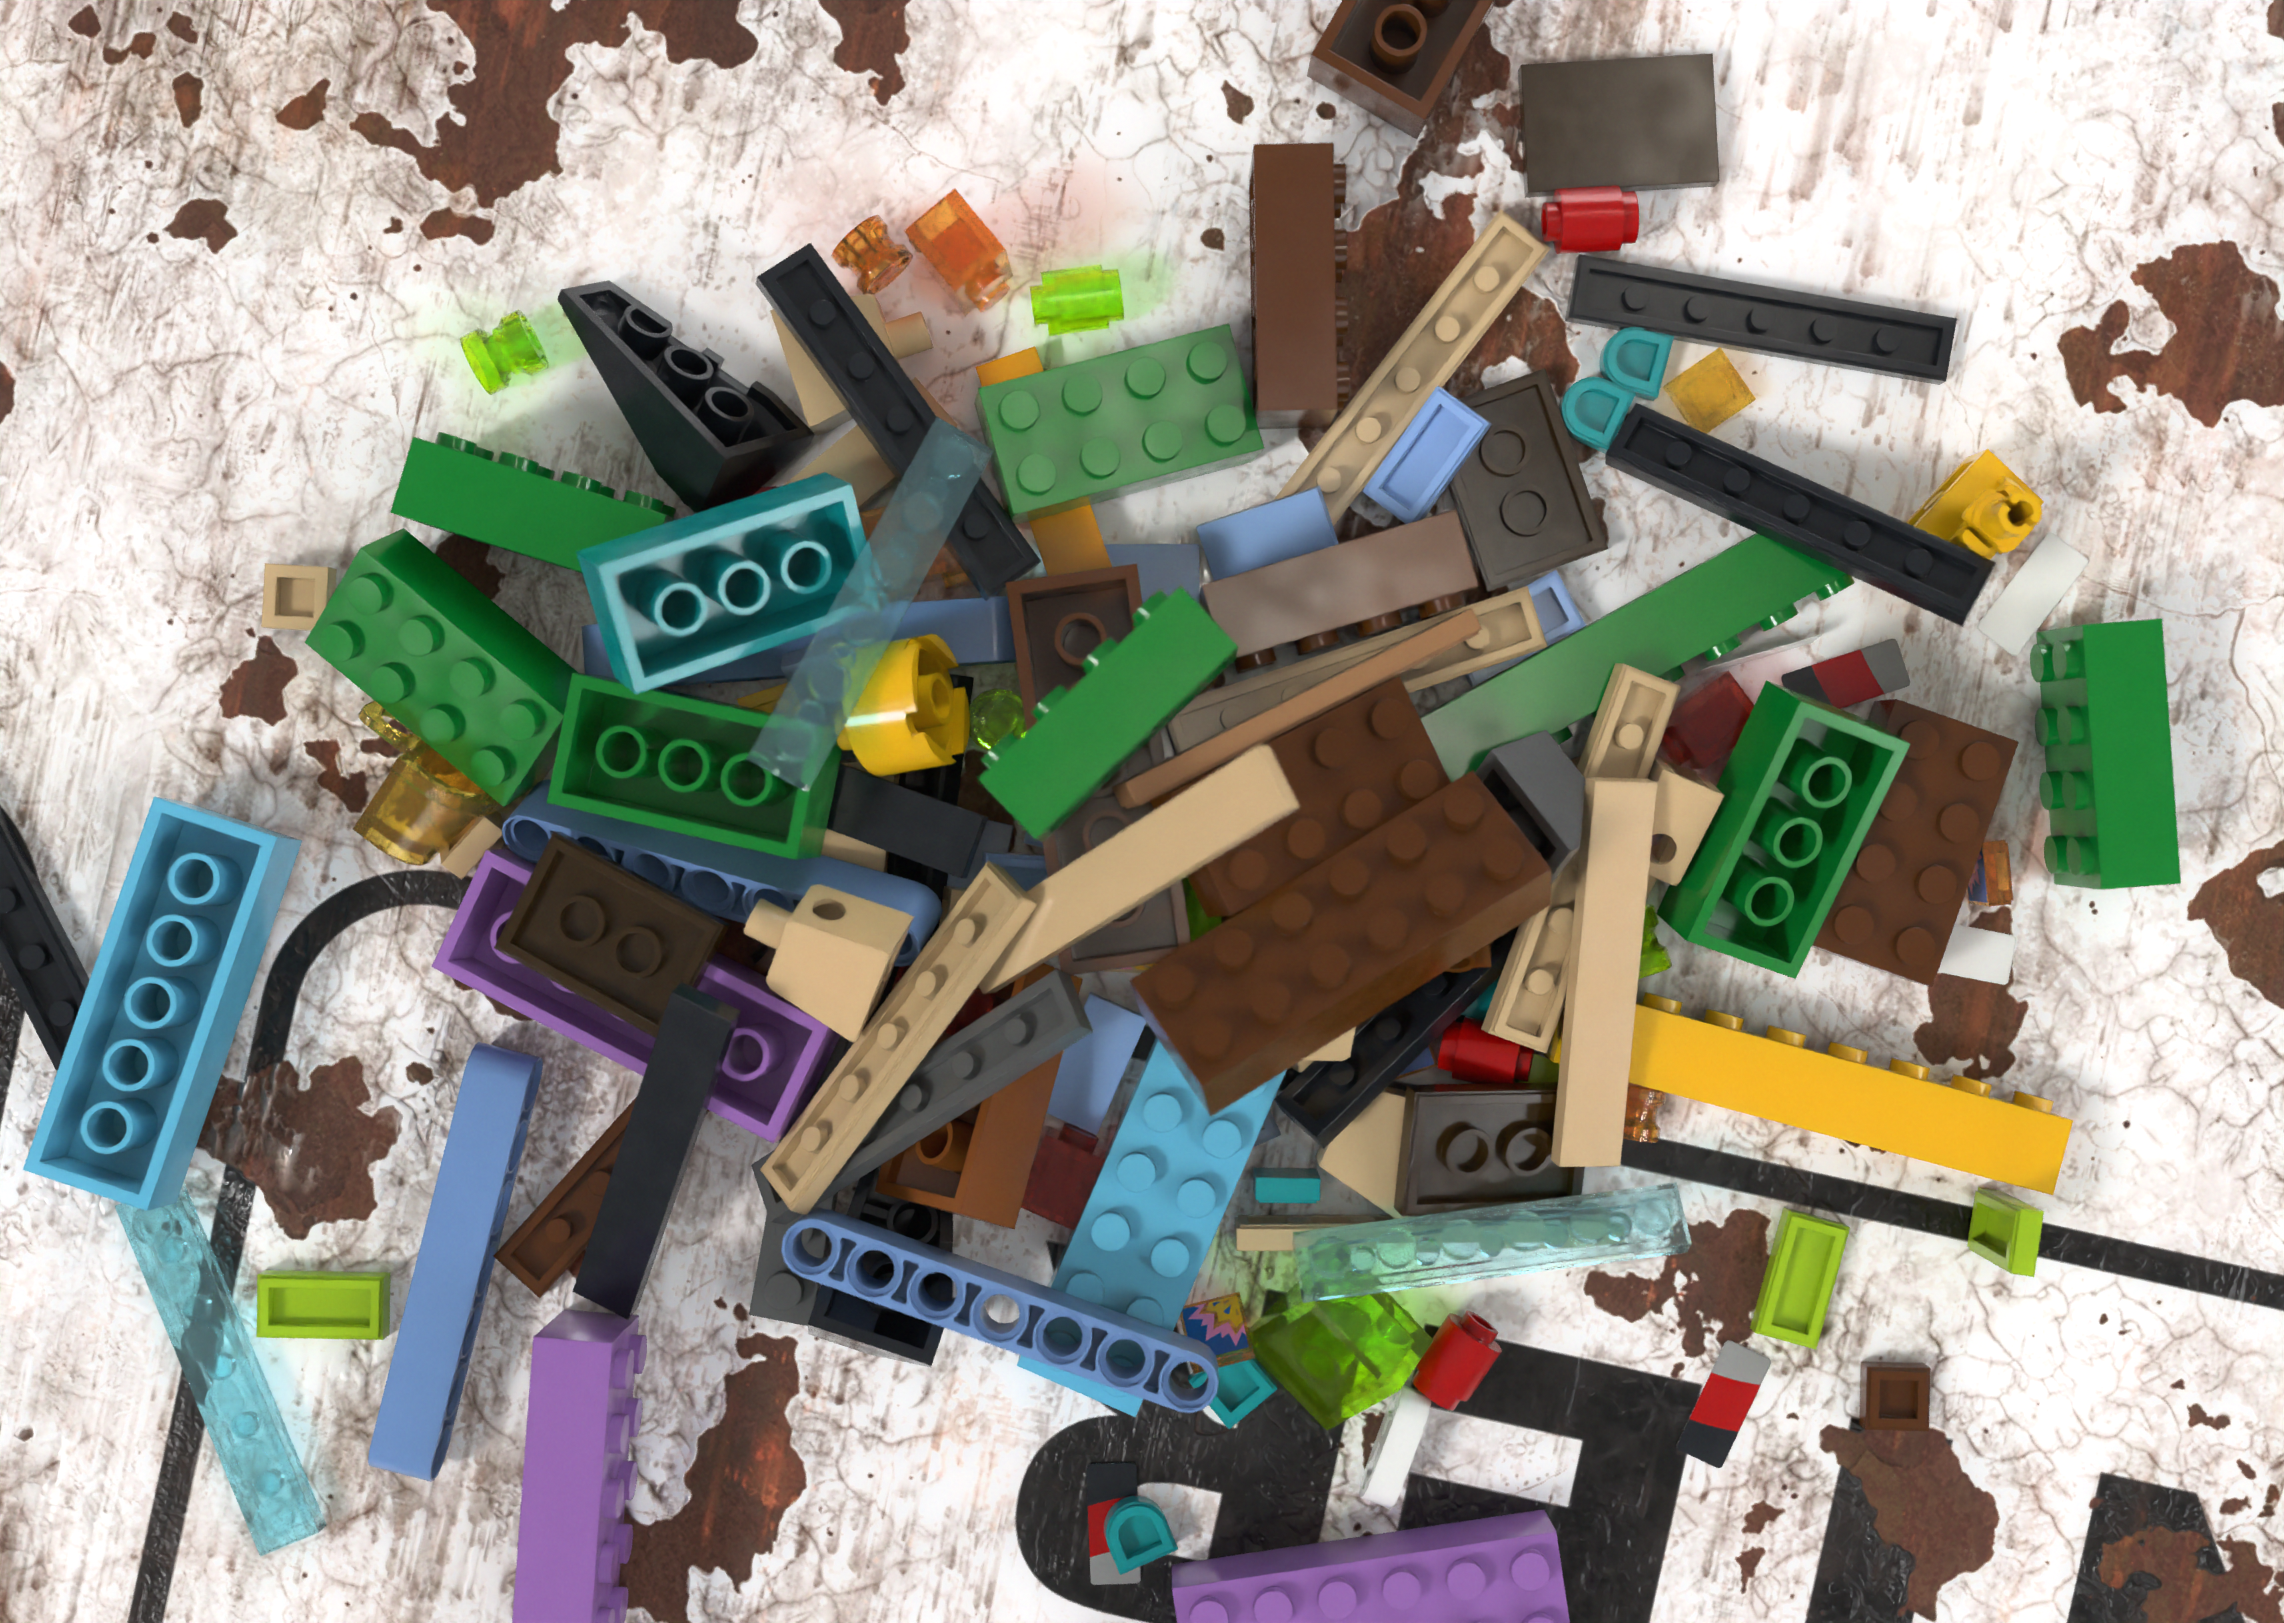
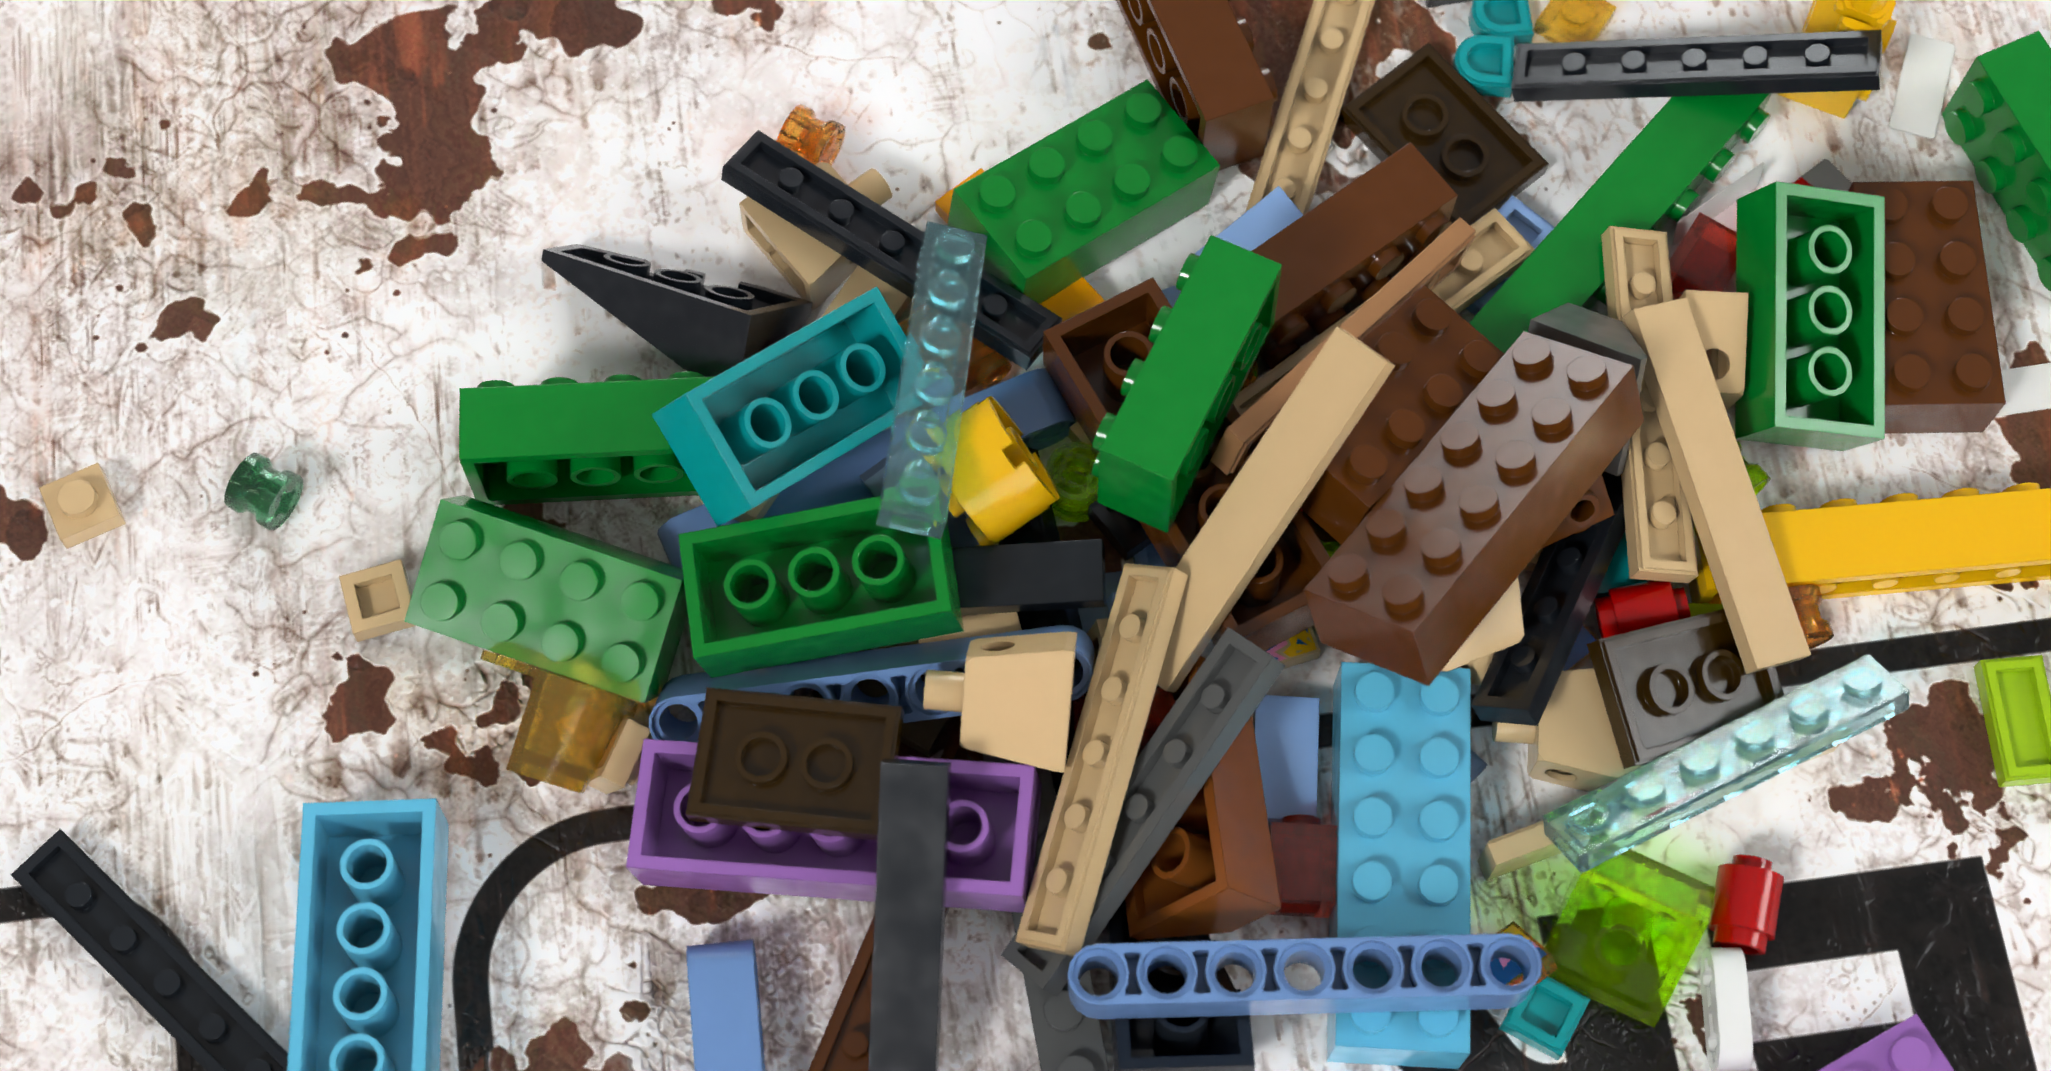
camera: 25 degrees left, 20 degrees down
(49, 392) = (82, 505): none -> tan plate
(220, 446) = (263, 491): none -> clear green wheel
(510, 349) = (508, 322): clear neon green wheel -> none
(961, 254) = (891, 104): clear orange brick -> none
(1077, 299) = (1004, 117): clear neon green brick -> none
(1286, 1185) = (1513, 799): teal tile -> none
(1427, 457) = (1360, 132): light blue tile -> none
(1723, 1404) = (2010, 866): sticker -> none
(1991, 876) = (2010, 308): clear orange tile -> none

